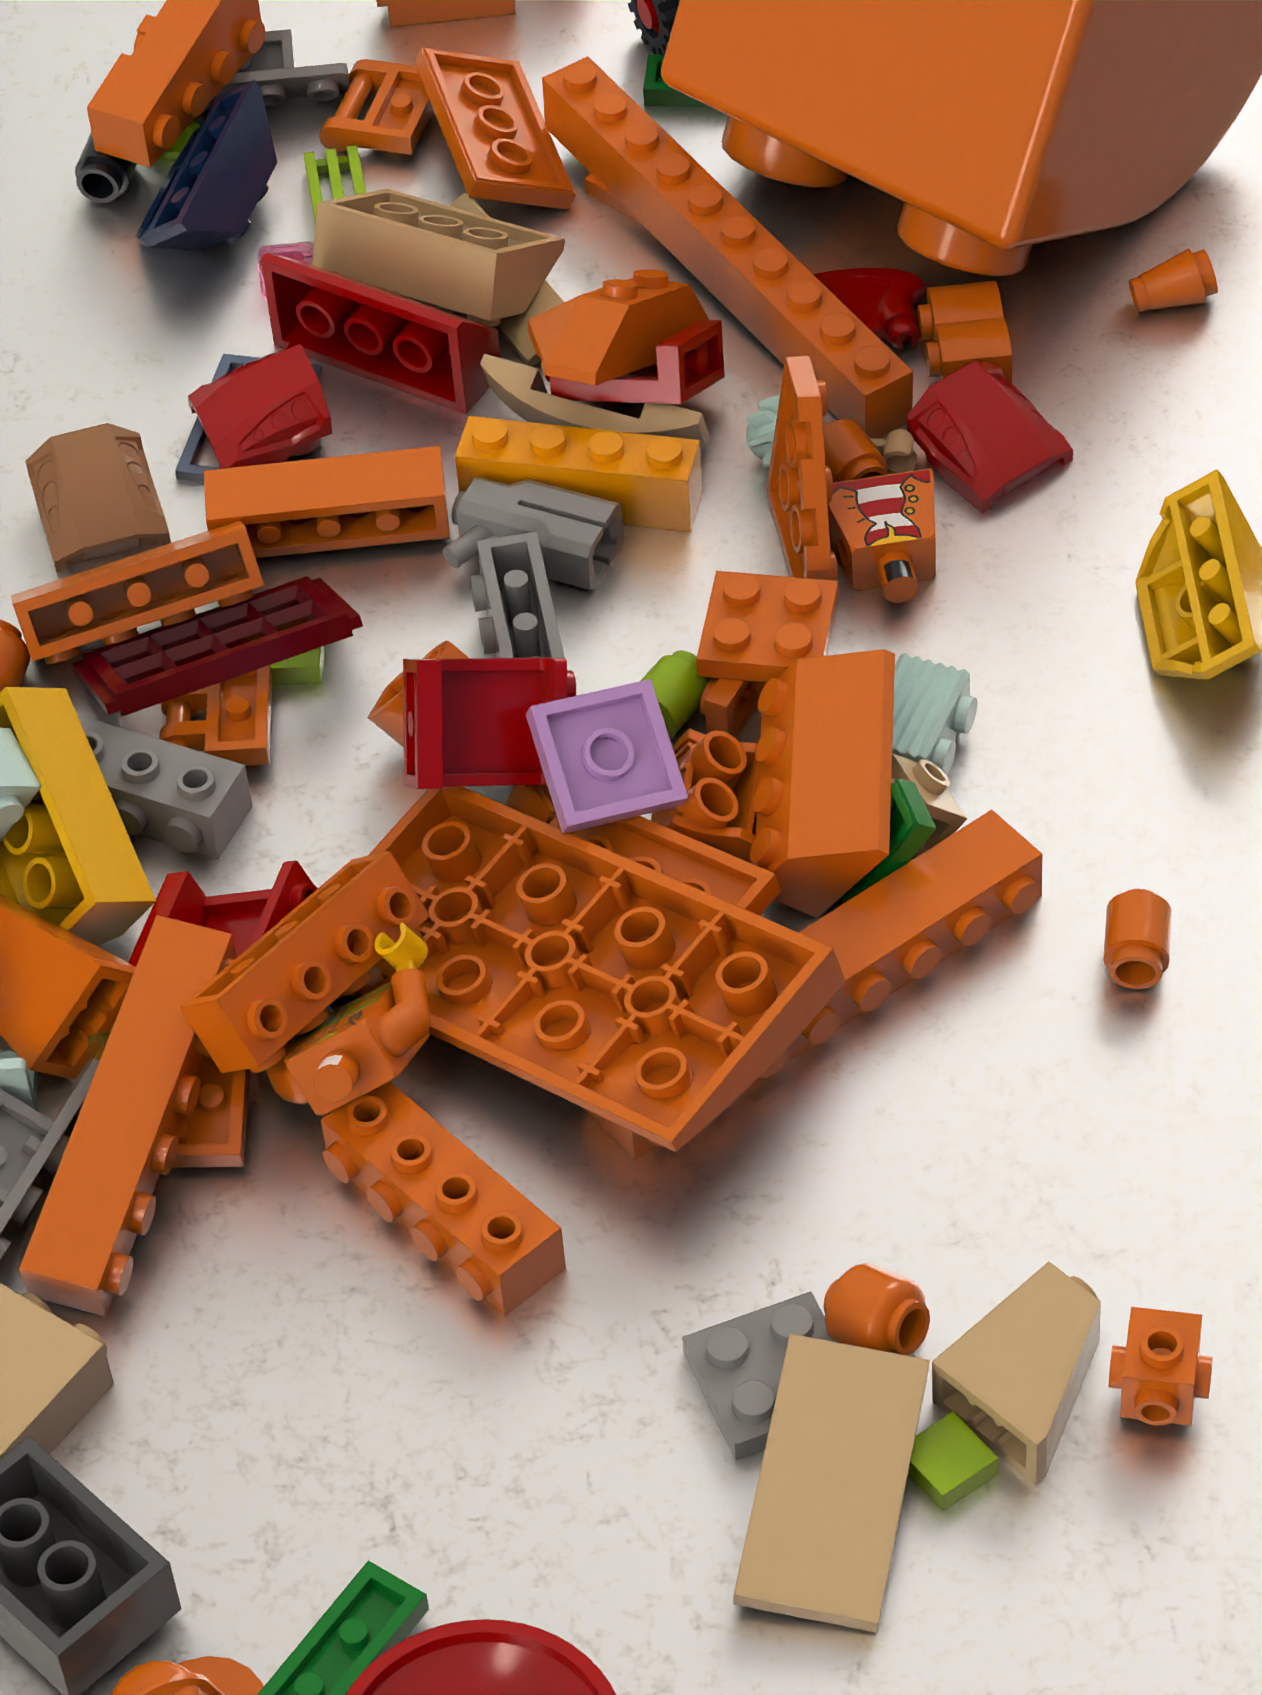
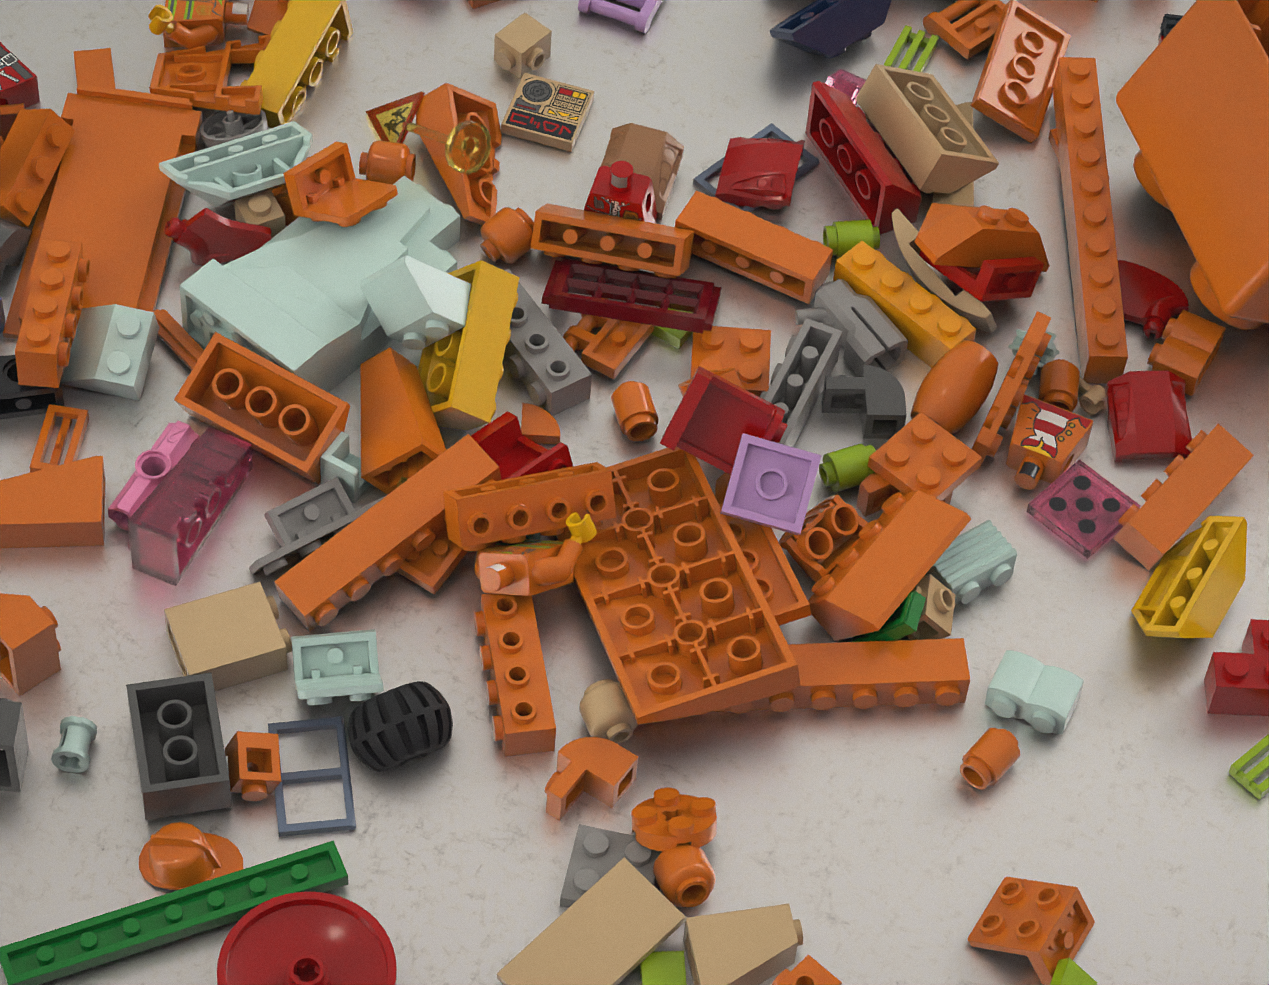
camera: 25 degrees right, 5 degrees up
(102, 526) = (622, 193): none -> red torso
(180, 1525) = (260, 755): none -> orange brick
(189, 1331) = (336, 666): none -> light aqua bracket
(218, 871) = (539, 425): none -> orange tile
(220, 1531) = (316, 775): none -> sand blue window
(333, 783) = (635, 410): none -> orange brick
(338, 1358) = (400, 726): none -> black wheel
(377, 648) = (735, 348): none -> orange plate
(440, 424) = (846, 234): none -> lime brick
(609, 1168) = (607, 711): none -> tan head
(632, 596) = (874, 396): none -> dark grey brick
(644, 1253) = (590, 767): none -> orange brick
(725, 520) = (956, 386): none -> orange piece
(809, 1252) = (674, 820): none -> orange plate
(994, 584) = (1081, 508): none -> clear pink tile
(1107, 498) = (1183, 497): none -> orange brick
(1124, 828) = (1034, 692): none -> light aqua brick

